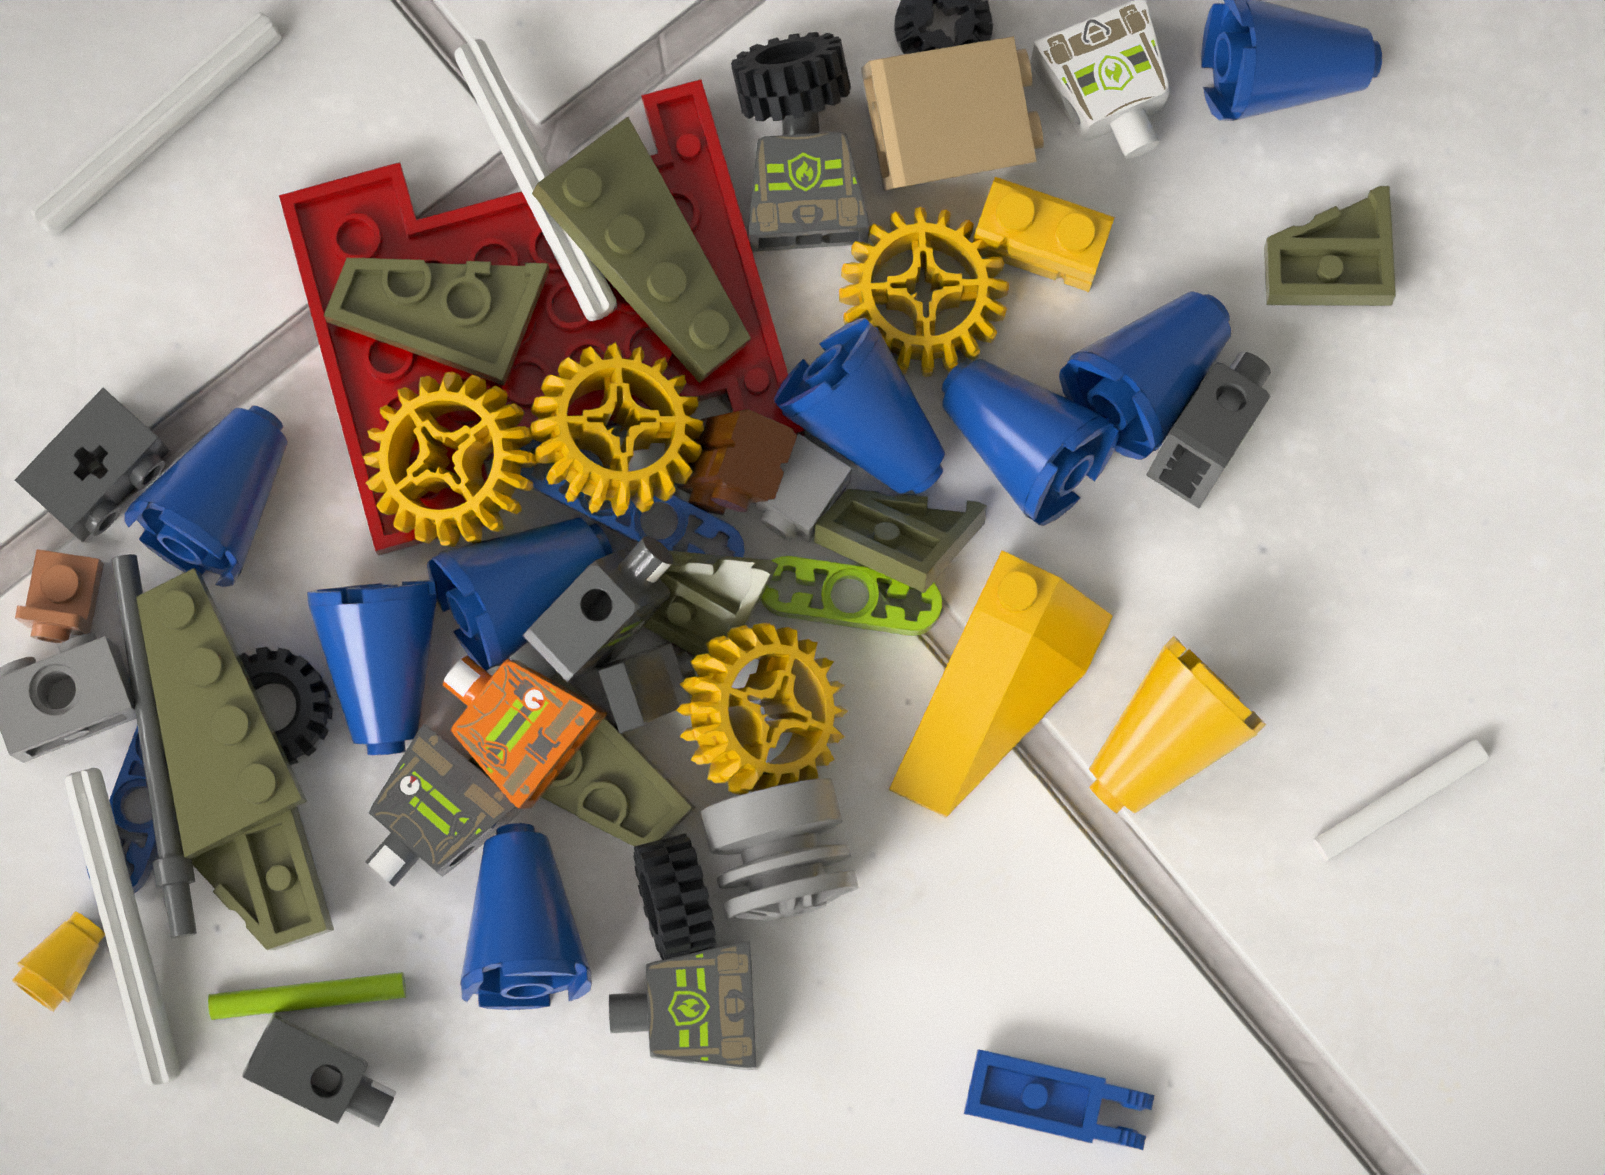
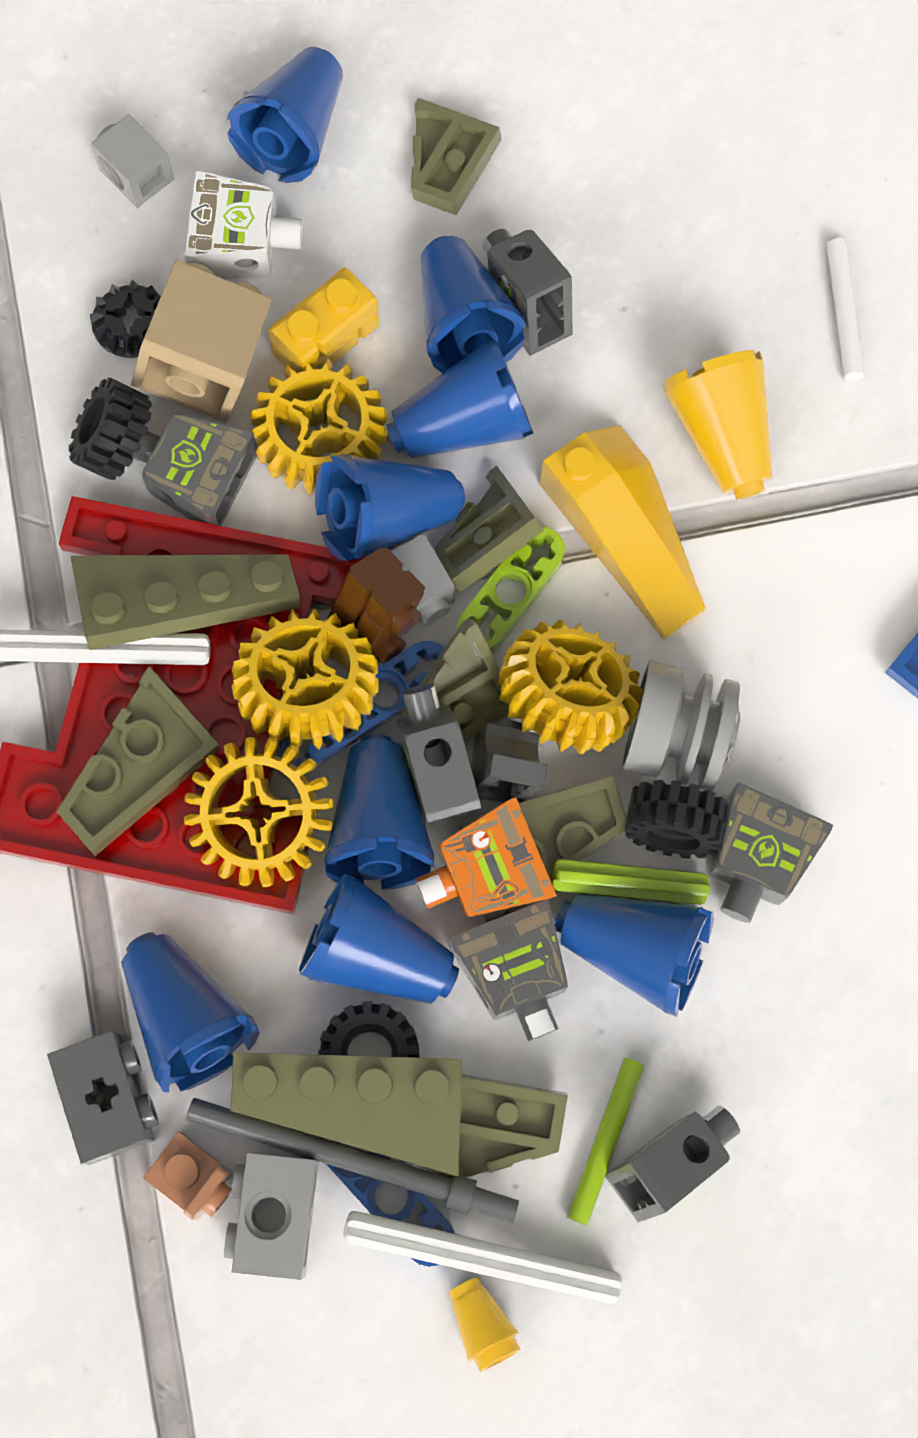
camera: 65 degrees left, 5 degrees down
(588, 884) = (630, 881): none -> lime axle

